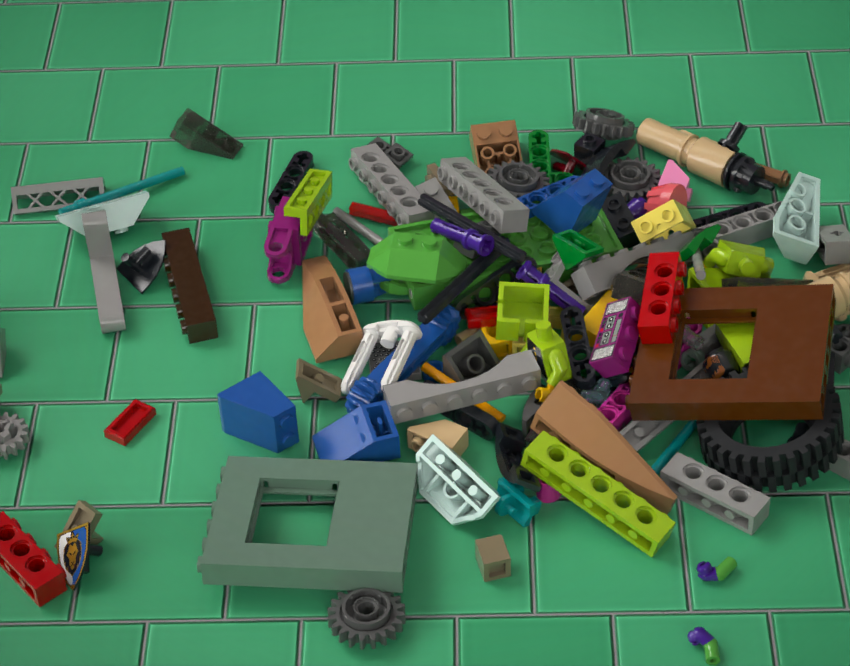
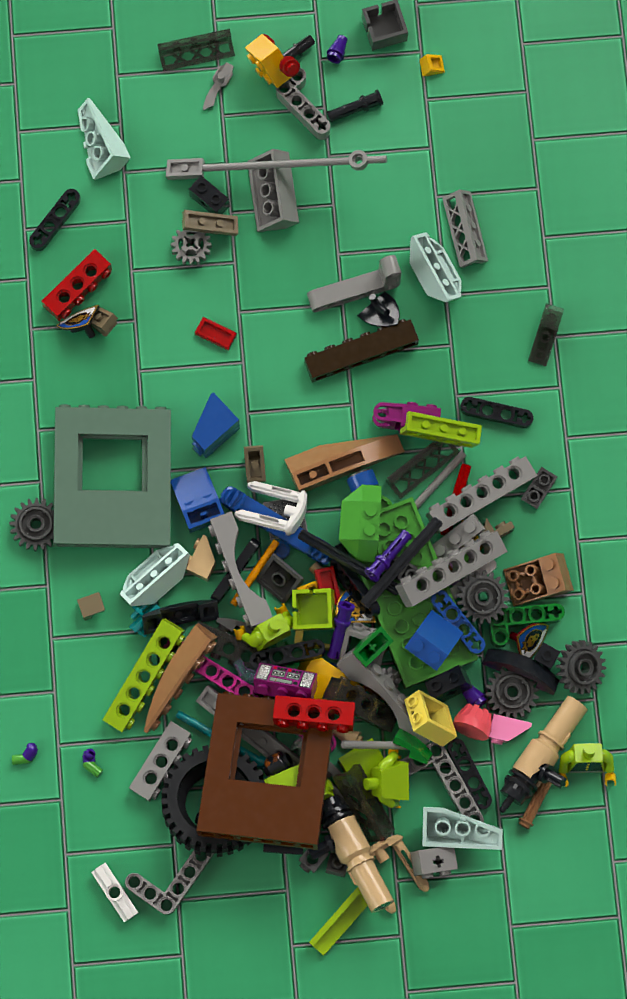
camera: 80 degrees right, 35 degrees up
(125, 190) = (447, 249): teal bar -> none
(709, 118) = (587, 759): none -> lime torso

